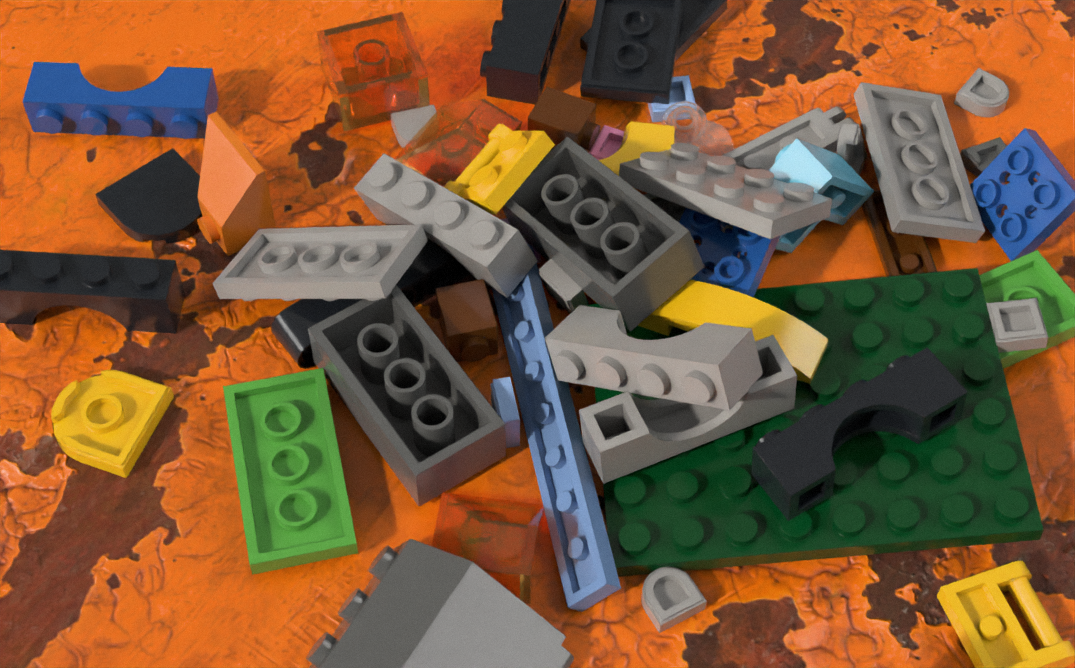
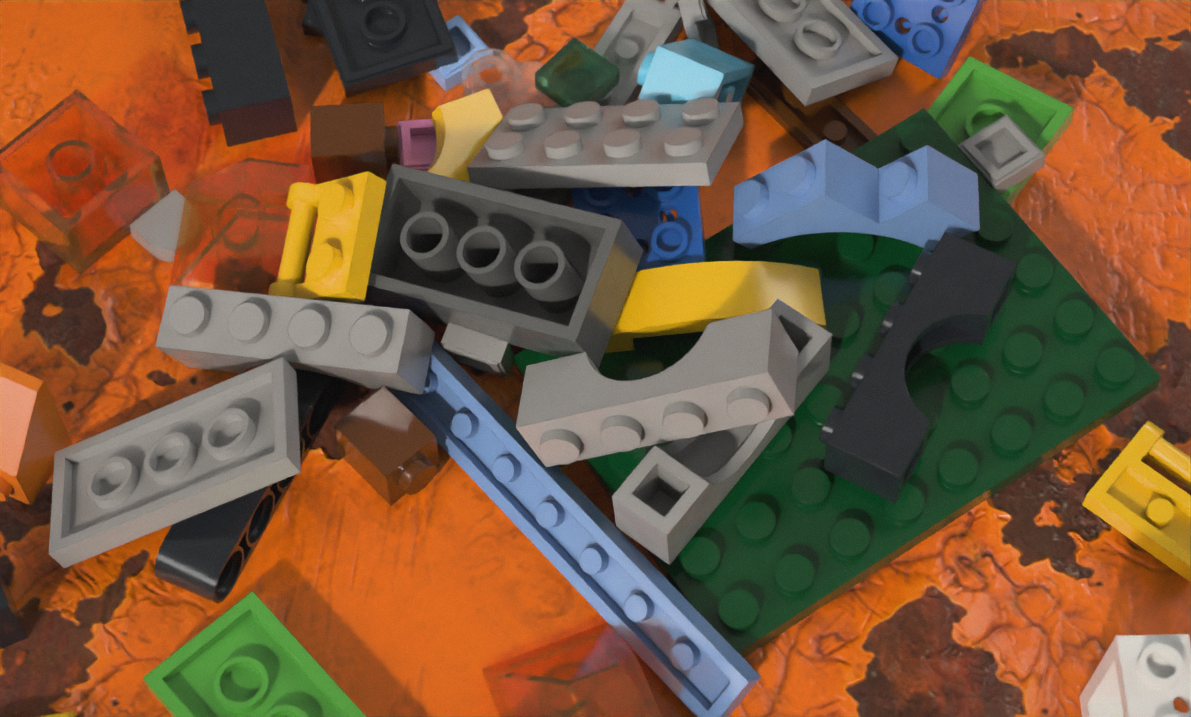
camera: 30 degrees left, 5 degrees up
(408, 394) = (377, 573): dark grey brick -> none
(505, 405) = (502, 535): light blue tile -> none
(670, 597) = (810, 656): light grey tile -> none
(739, 141) = (576, 75): none -> clear green plate
(868, 289) = (838, 192): none -> medium blue arch

